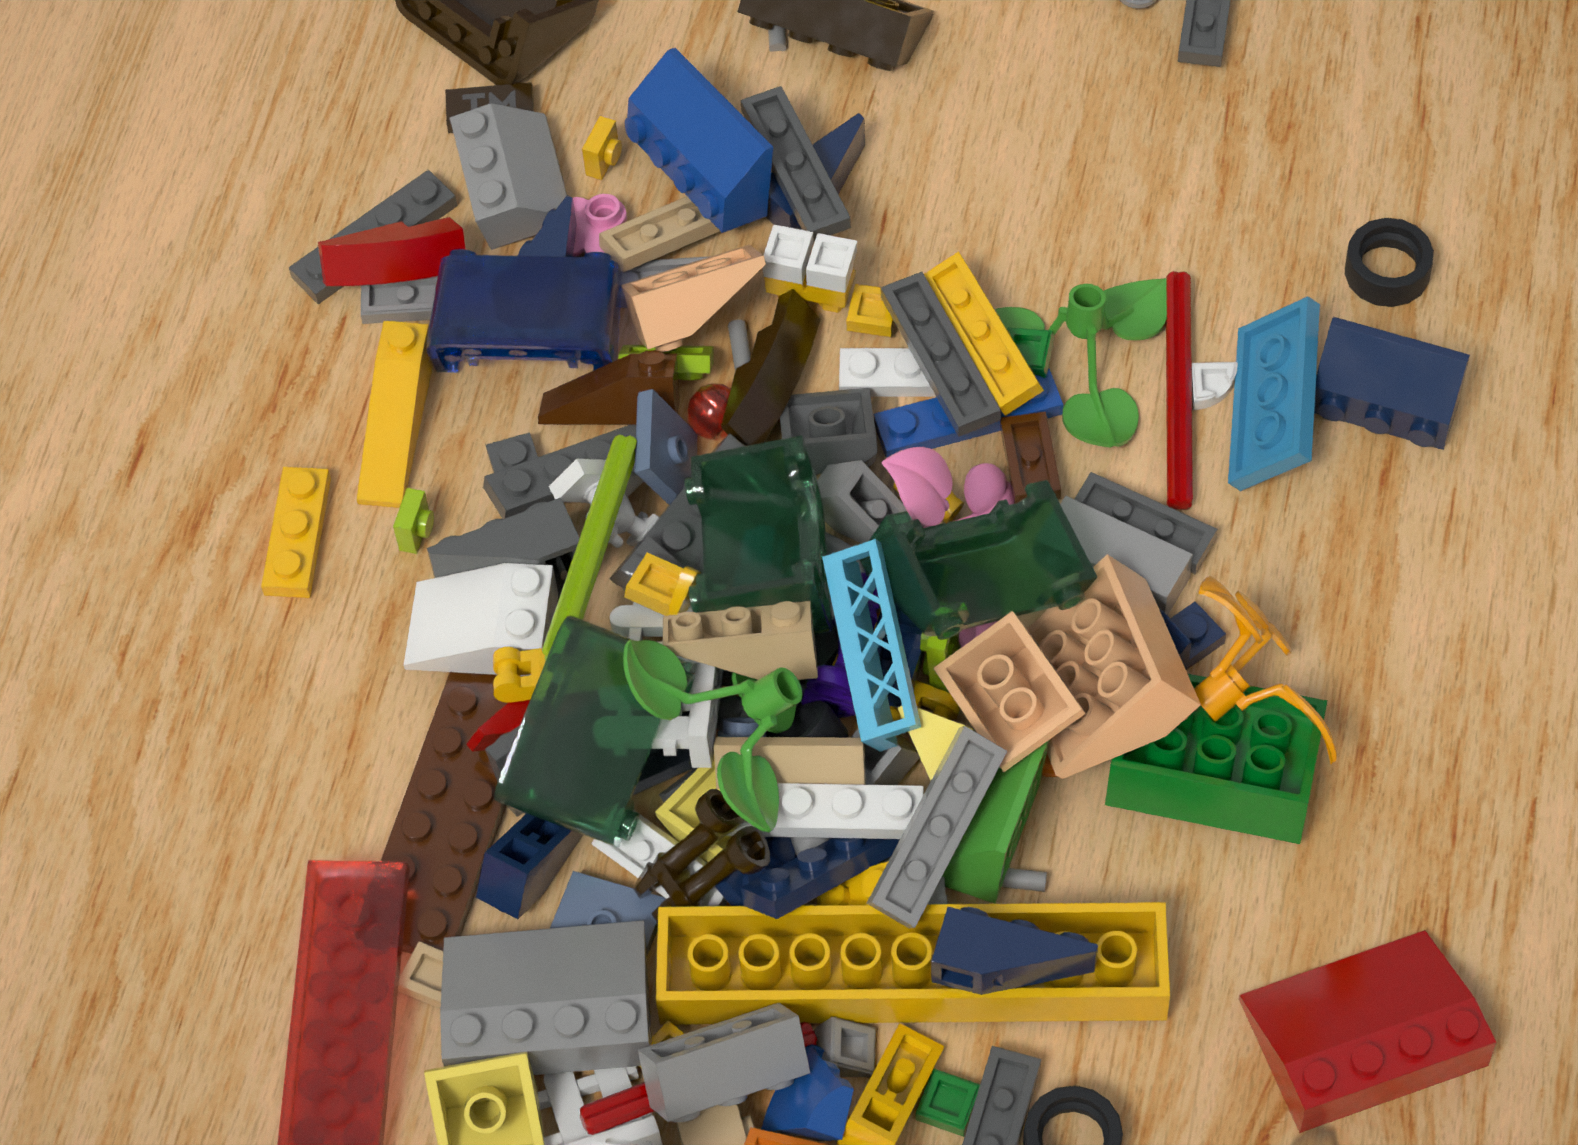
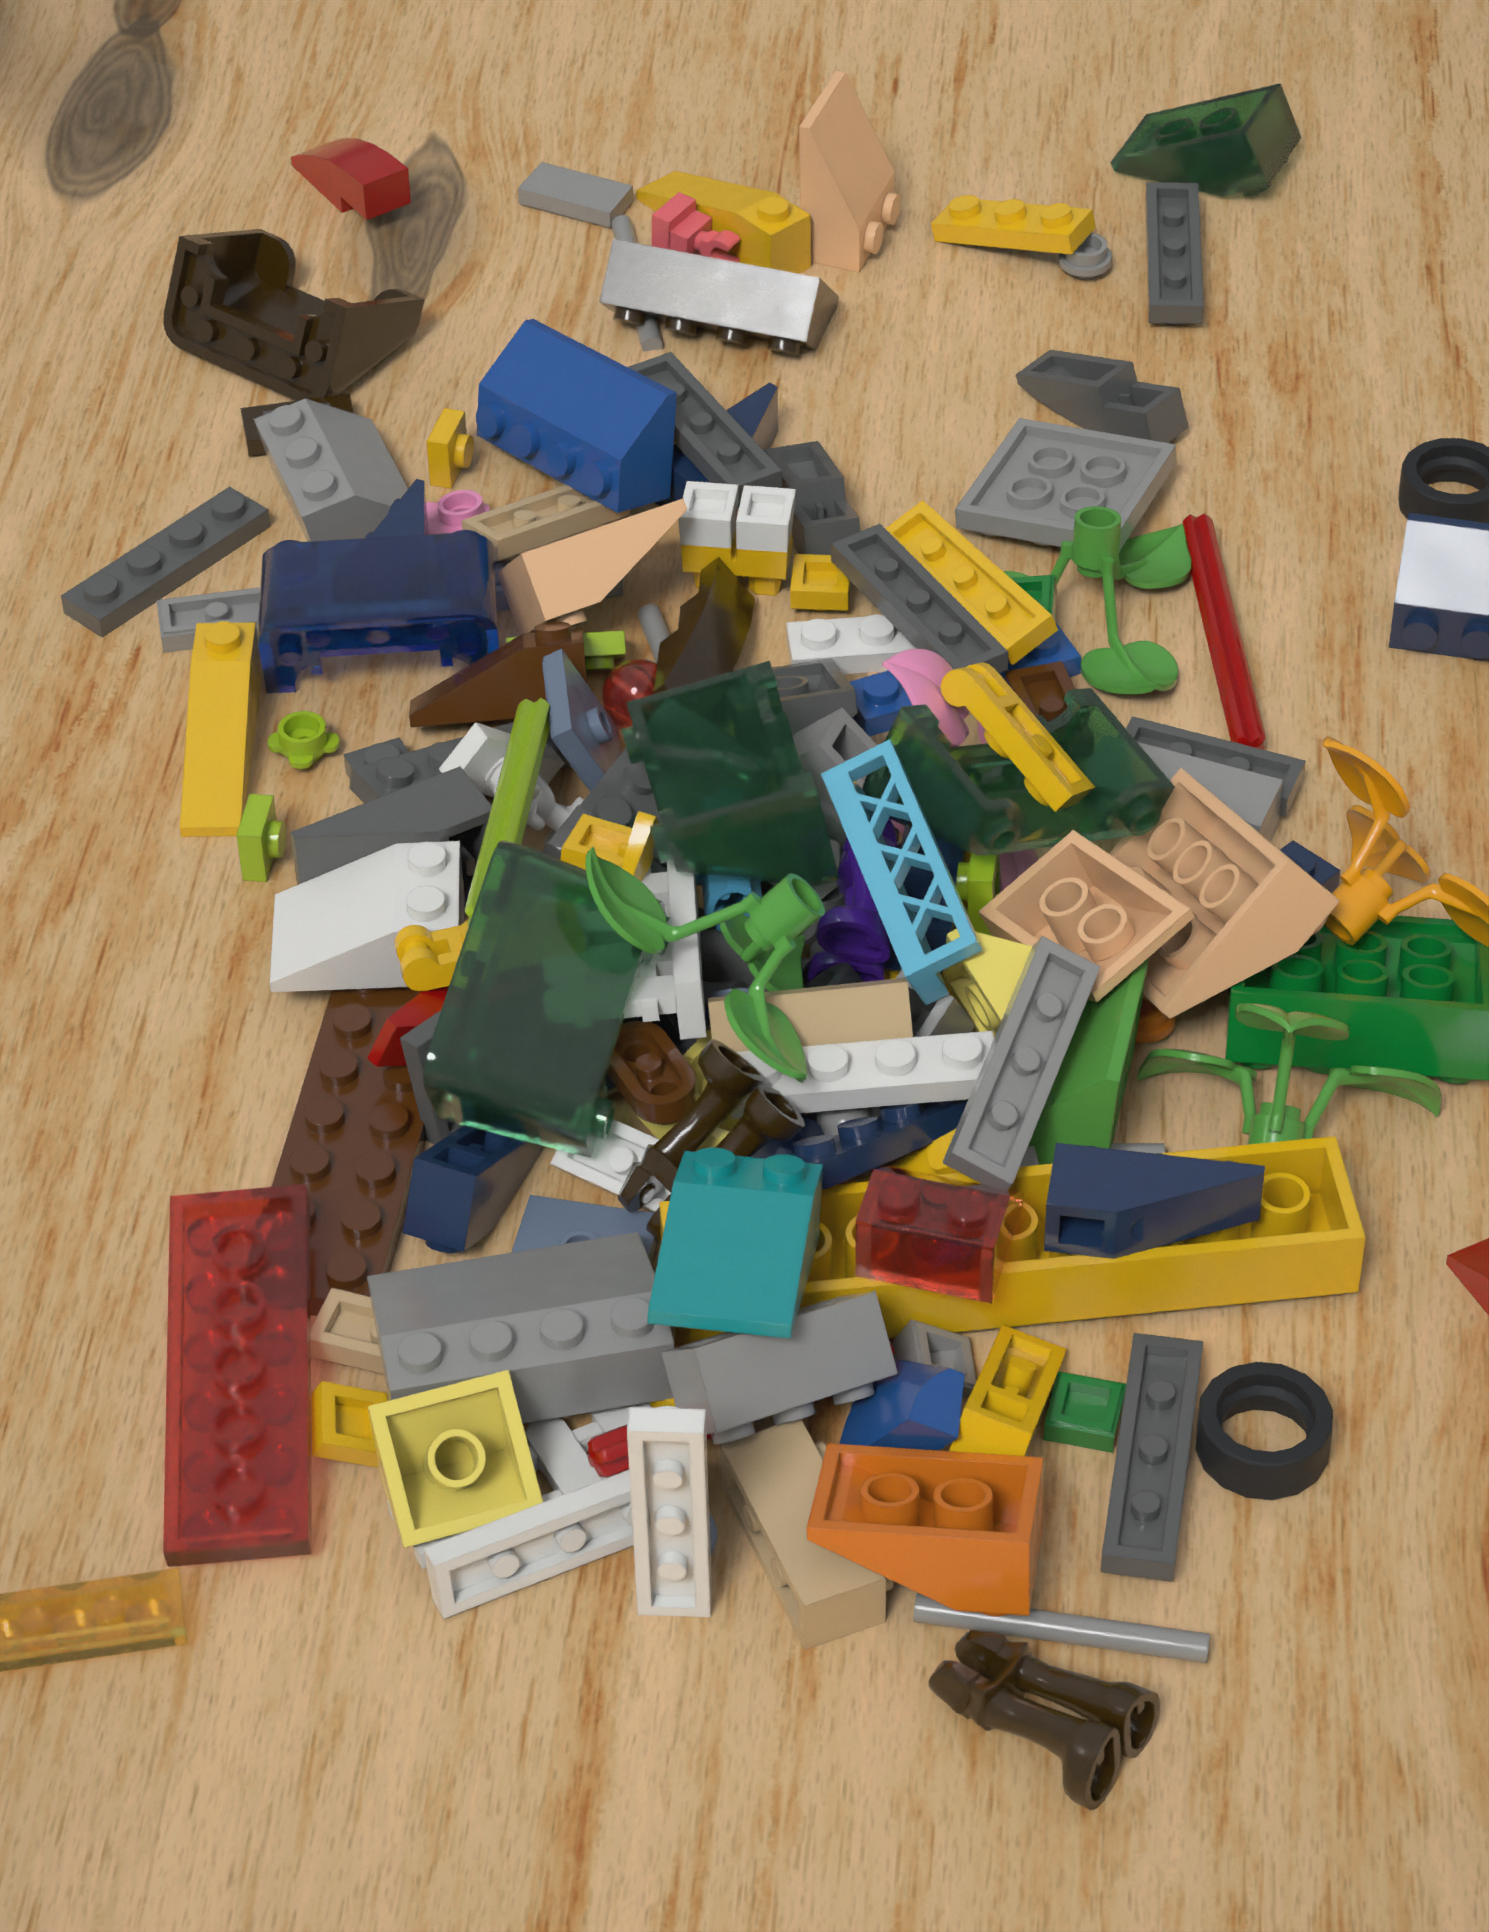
camera: 10 degrees left, 15 degrees down
(296, 532) = (103, 869): yellow plate -> none
(389, 253) = (188, 564): red slope -> none
(412, 1055) = (342, 1423): none -> yellow plate
(457, 415) = (303, 739): none -> lime plate
(669, 793) = (652, 1073): none -> reddish brown plate
(701, 973) = (737, 1243): none -> teal slope
(747, 639) = (731, 867): tan slope -> none
(853, 959) = (935, 1232): none -> clear red slope
(878, 226) = (820, 499): none -> dark grey slope
(982, 520) = (1017, 735): none -> yellow plate
(1079, 232) = (1053, 471): none -> light grey plate
(1127, 143) = (1104, 396): none -> dark grey slope
(1129, 876) = (1276, 1119): none -> bright green plant
(1211, 382) = (1263, 624): white tile -> none
(1274, 394) = (1347, 617): dark azure plate -> none

